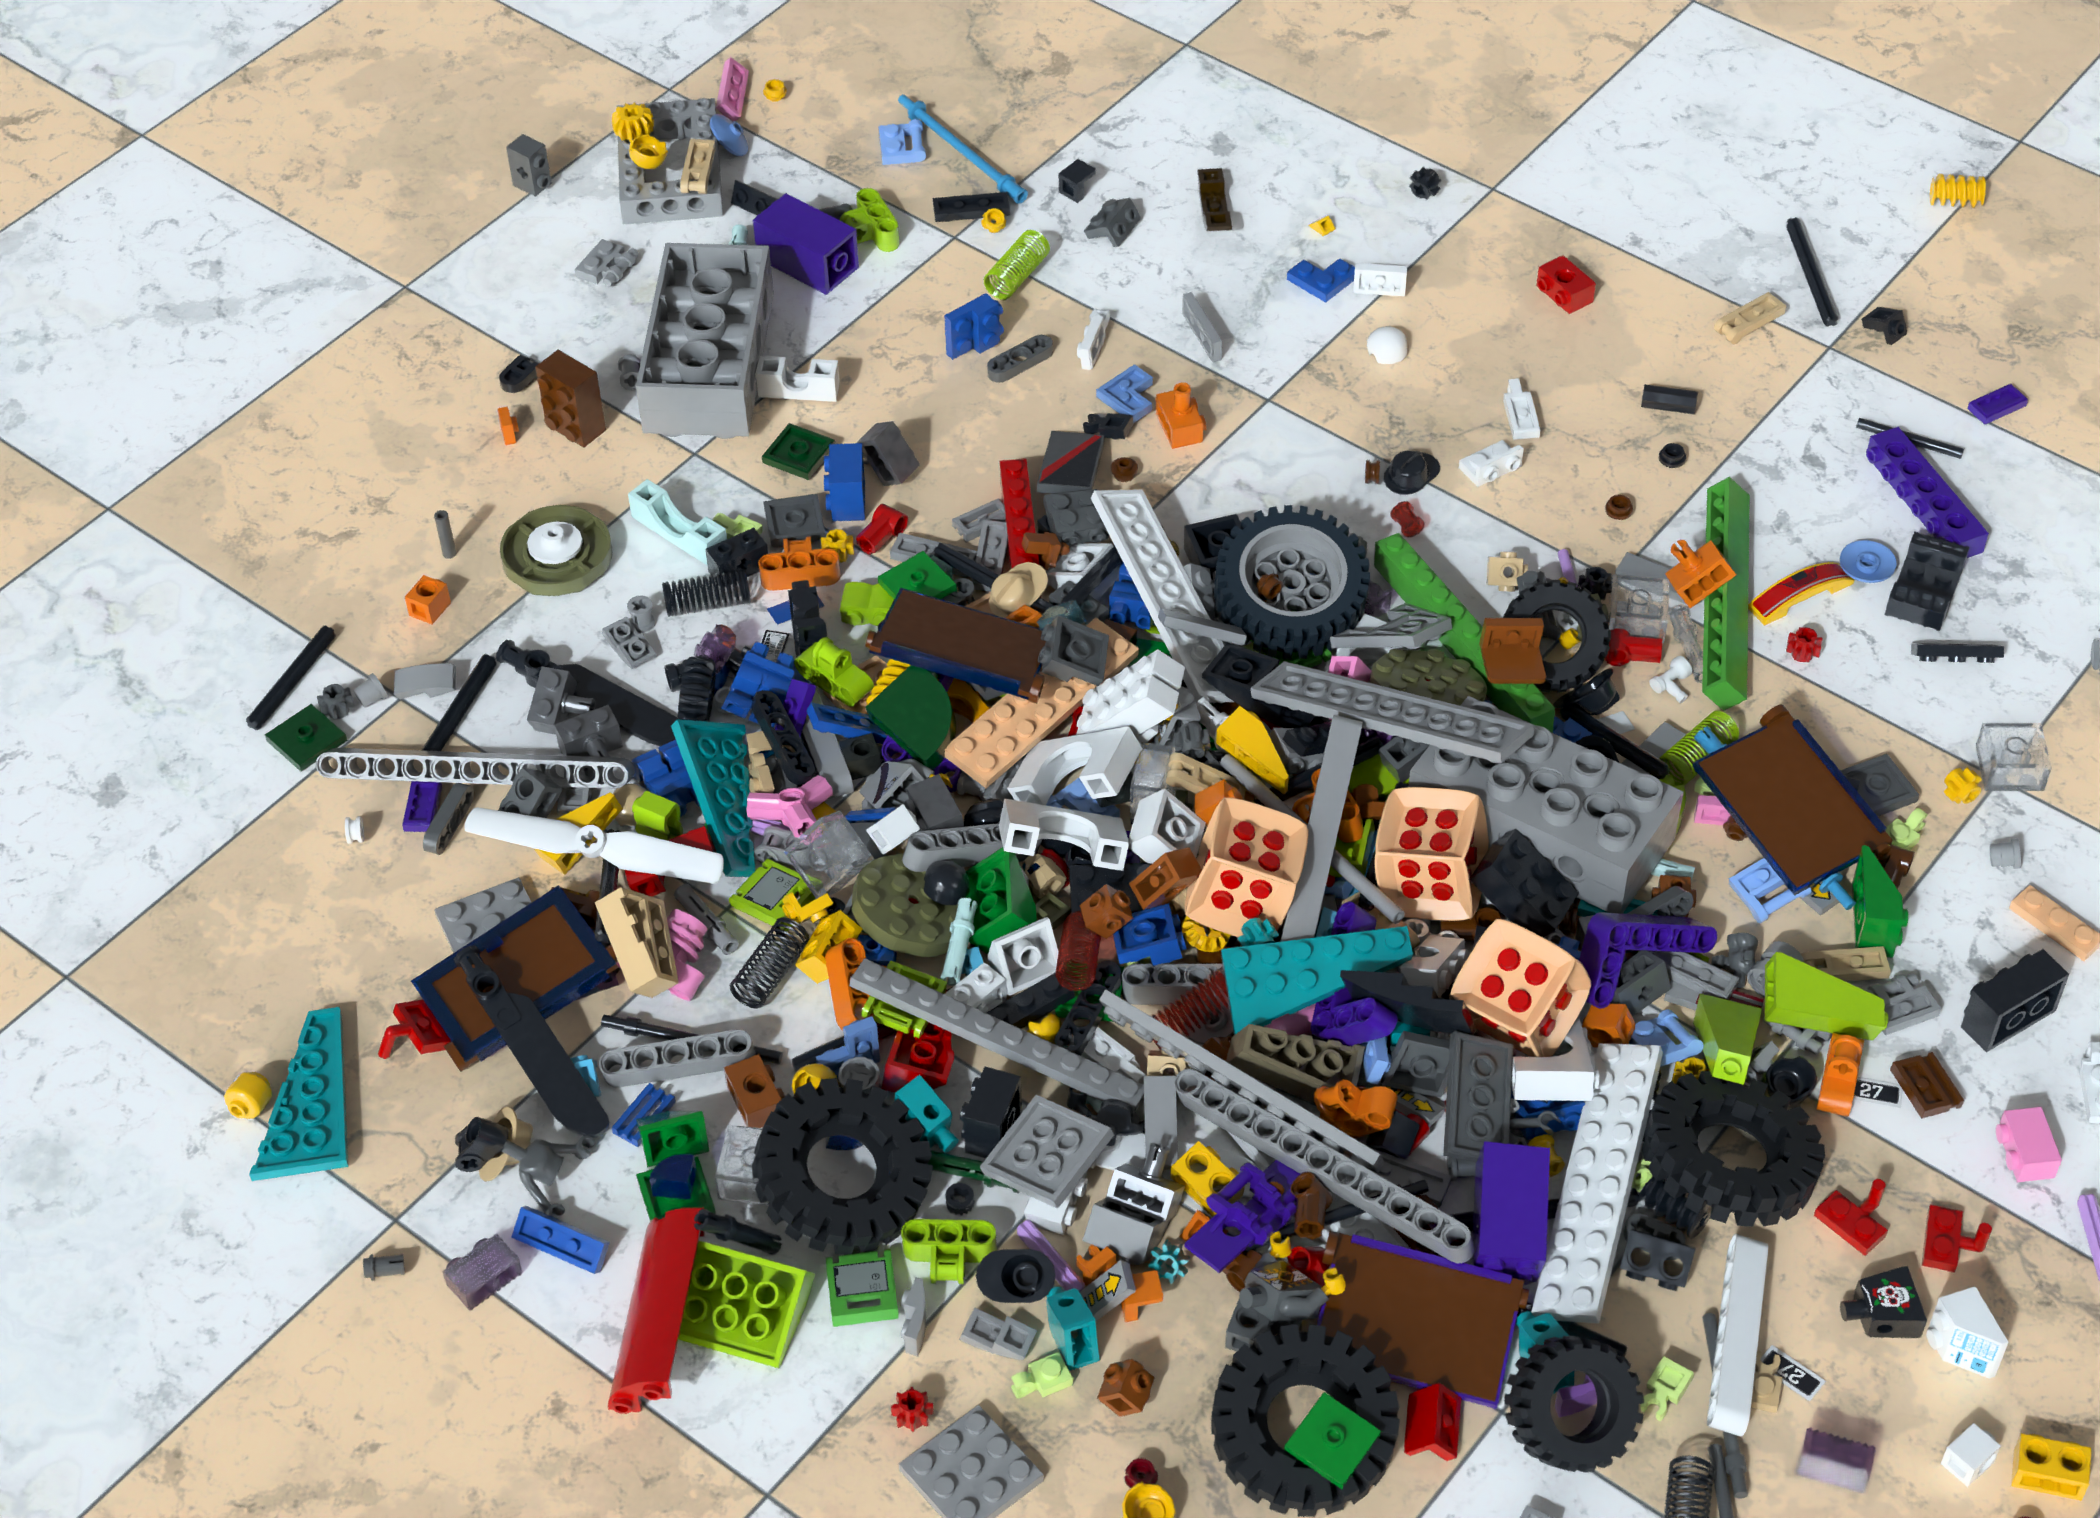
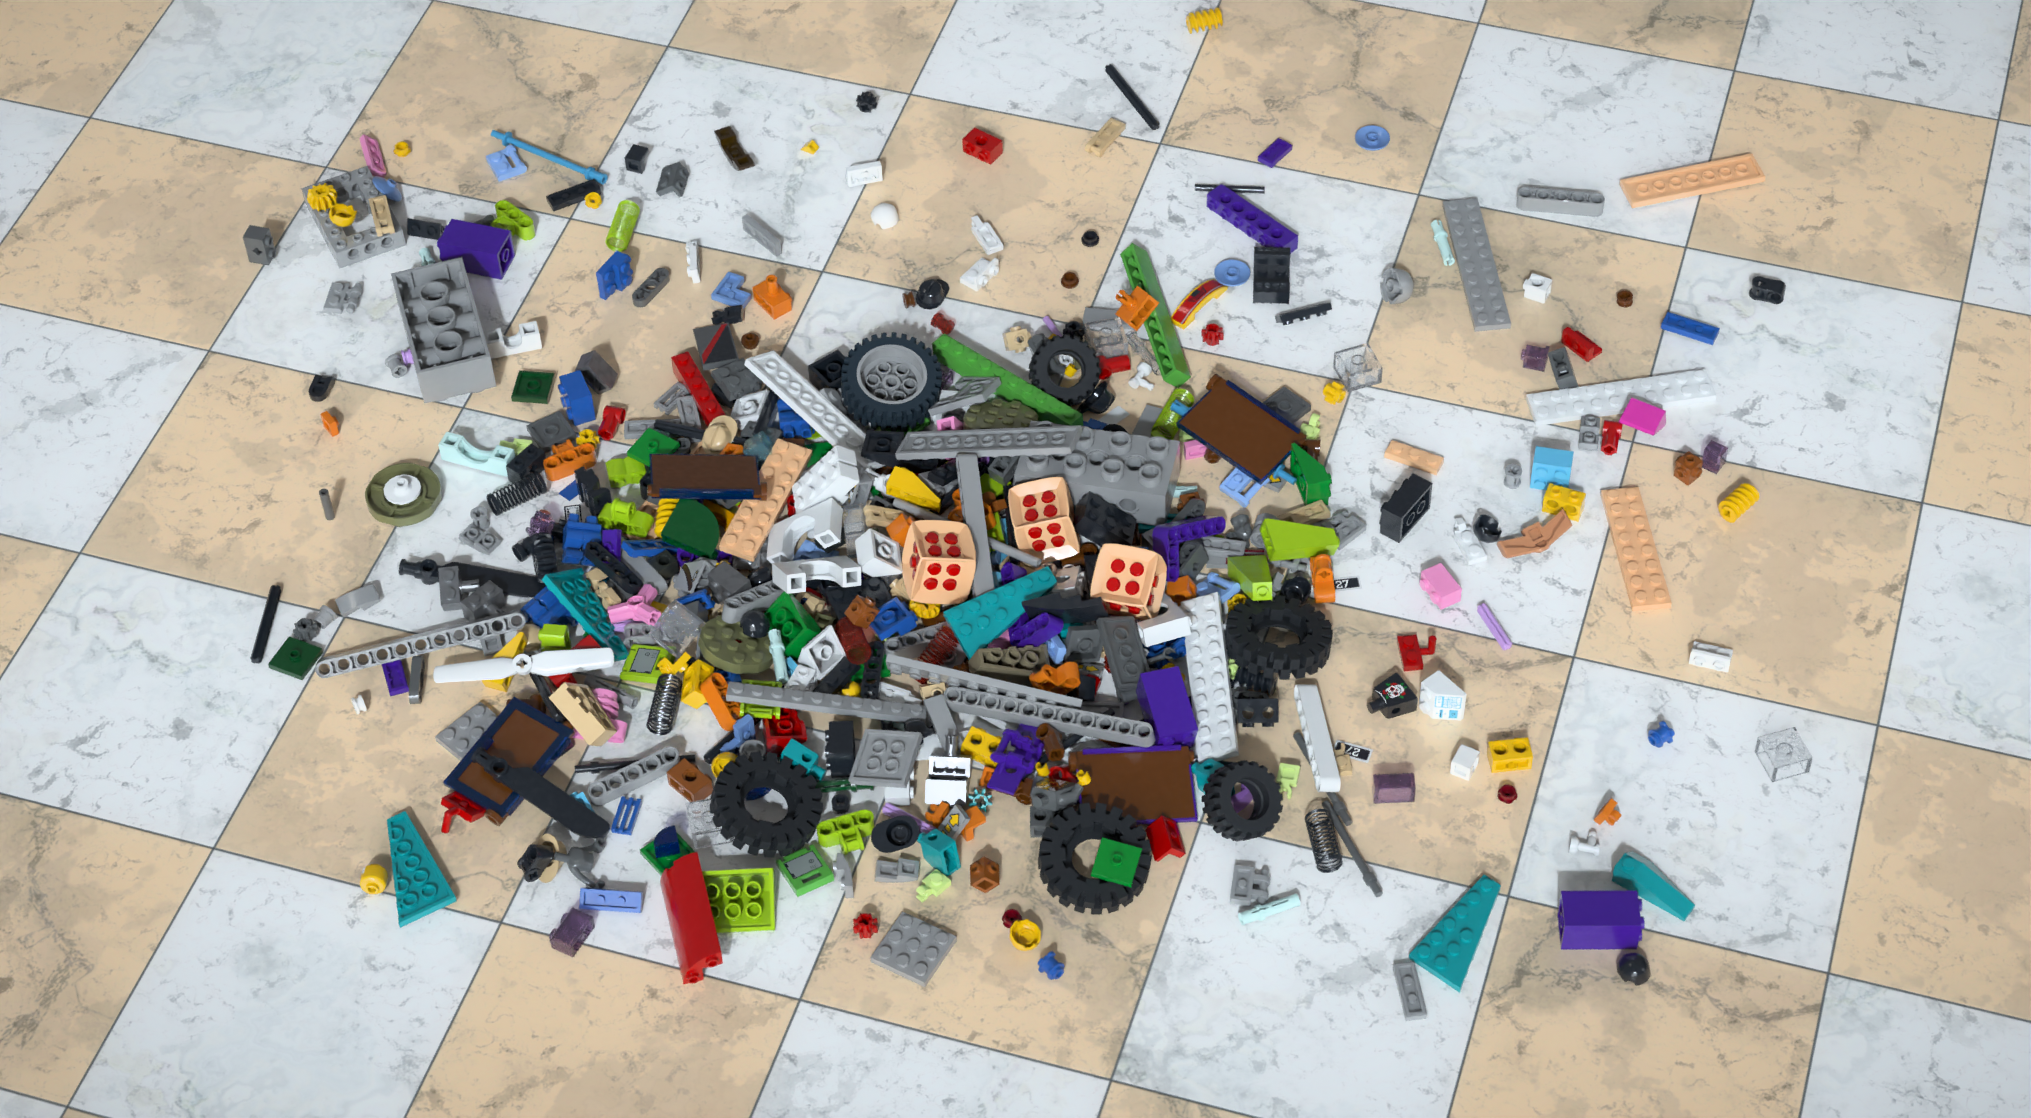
camera: 20 degrees left, 0 degrees up
(383, 1266) = (508, 949): dark grey pin -> none
(428, 599) = (333, 549): orange brick -> none
(460, 704) = (388, 608): black axle -> none
(531, 794) = (461, 651): dark grey brick -> none
(570, 398) = (370, 393): reddish brown brick -> none
(672, 1134) = (652, 819): green slope -> none
(730, 1229) = (716, 859): black pin -> none
(893, 829) = (710, 601): white brick -> none
(1046, 546) = (726, 403): dark orange piece -> none
(1073, 651) = (775, 462): dark grey plate -> none
(1166, 878) = (891, 581): dark orange brick -> none
(1192, 740) = (872, 495): dark grey gear -> none
(1202, 626) = (848, 425): light grey tile -> none
(1257, 932) = (959, 596): teal gear -> none
(1269, 586) = (879, 388): reddish brown plate -> none
(1322, 283) = (825, 185): blue plate -> none
(1512, 650) = (1044, 386): dark orange bracket -> none
(1619, 743) = (1130, 426): black axle -> none
(1669, 399) = (1075, 203): black axle -> none
(1854, 1222) = (1358, 658): red plate -> none
(1887, 321) = (1190, 117): black bracket -> none
(1926, 1085) = (1372, 570): reddish brown plate -> none
(2006, 854) = (1372, 426): light grey piece -> none

